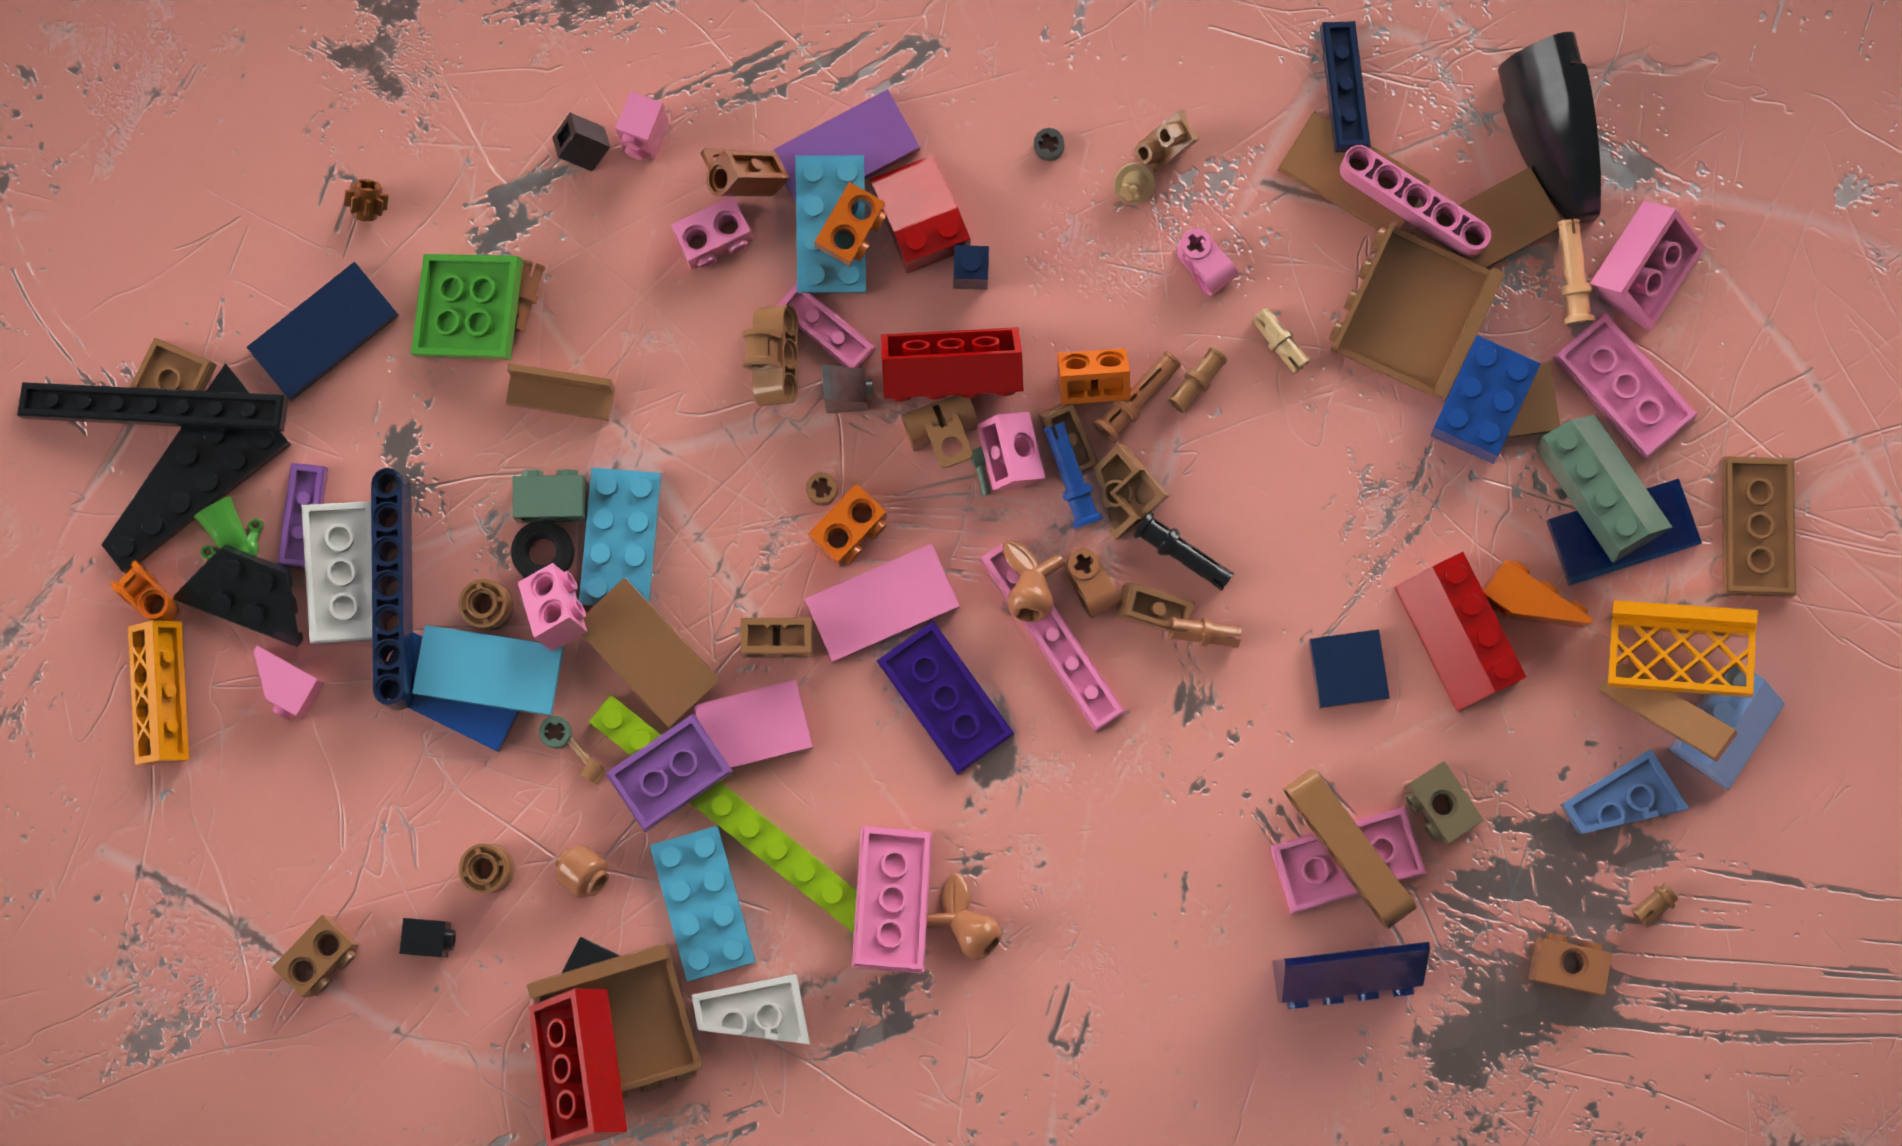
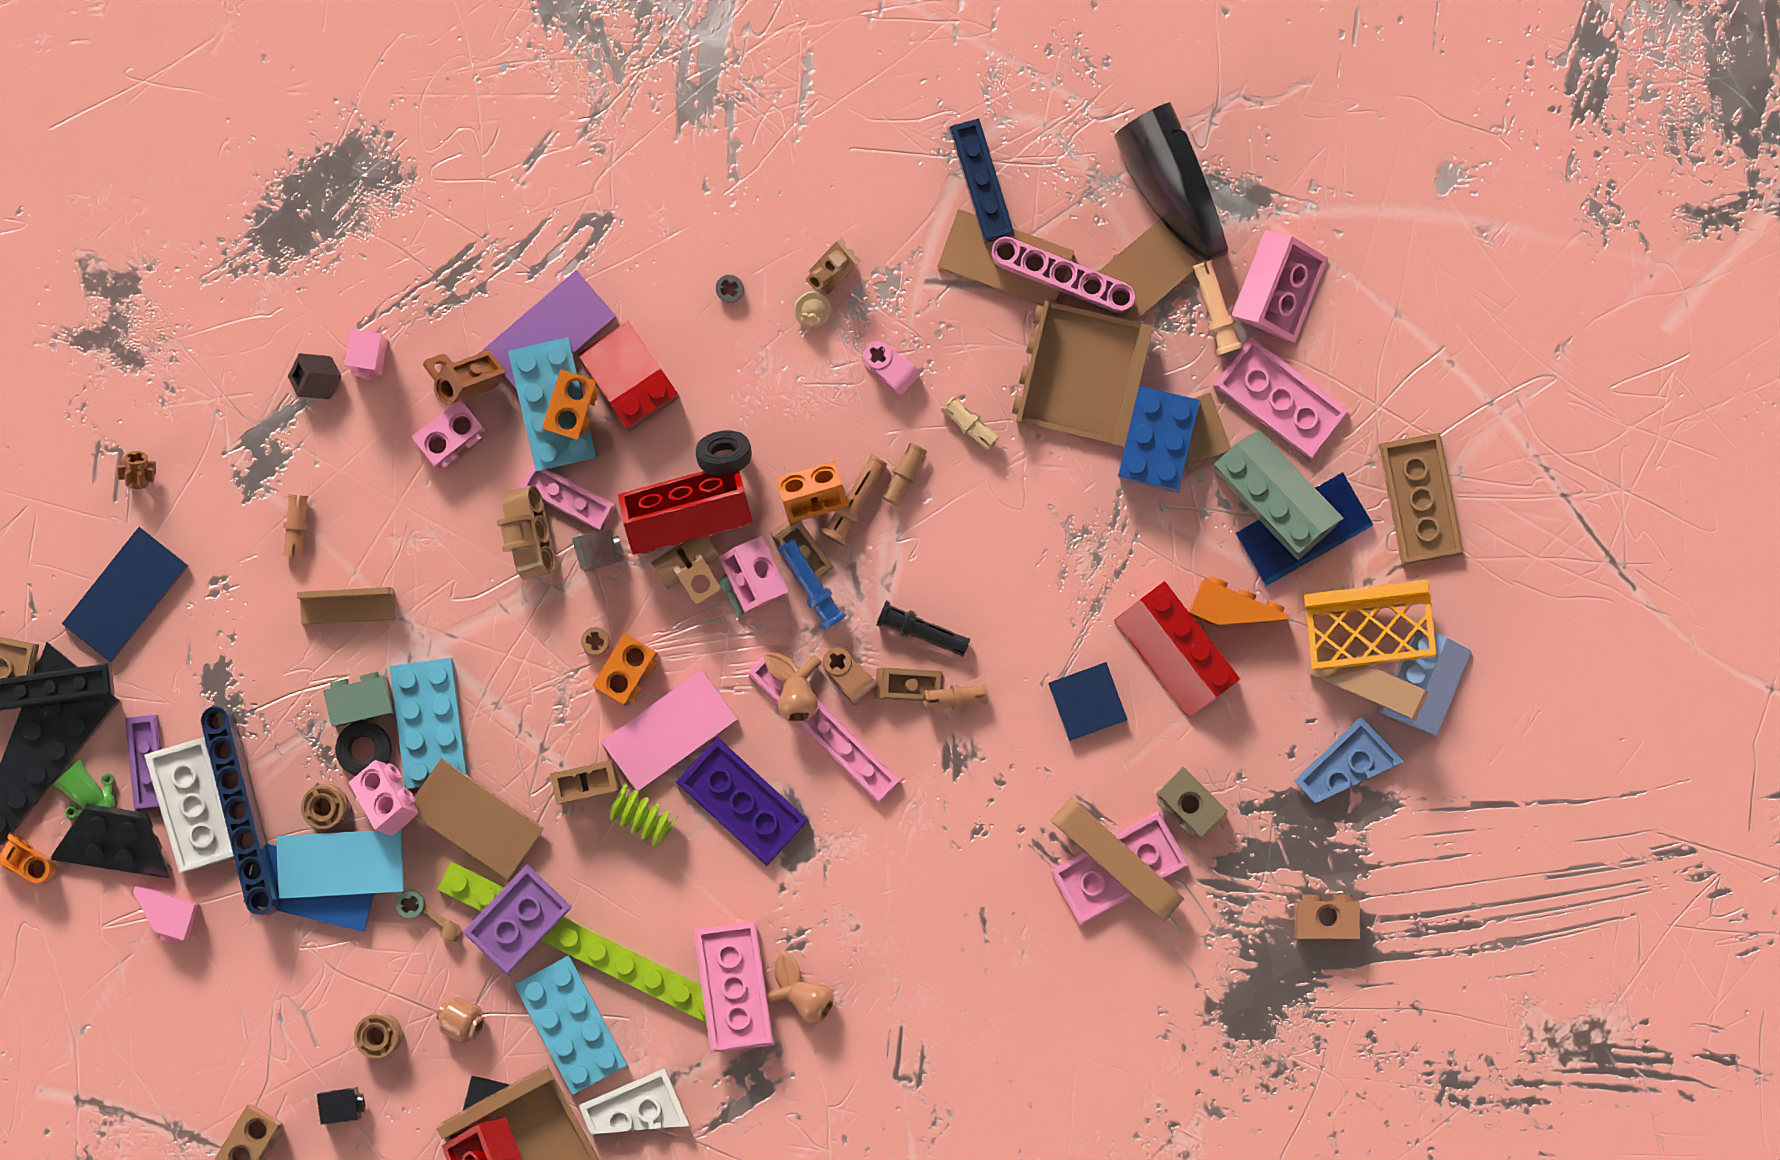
camera: 10 degrees left, 5 degrees up
(162, 691) = (61, 942): light orange fence -> none
(467, 306) = (248, 547): bright green plate -> none
(756, 724) = (583, 860): bright pink tile -> none
(830, 689) = (641, 816): none -> lime piece
(971, 267) = (684, 416): dark blue brick -> none
(1021, 315) = (723, 441): none -> black tyre
(1127, 489) = (862, 584): medium nougat slope -> none
(1351, 973) = (1138, 966): clear blue slope -> none
(1655, 904) = (1390, 850): medium nougat pin -> none

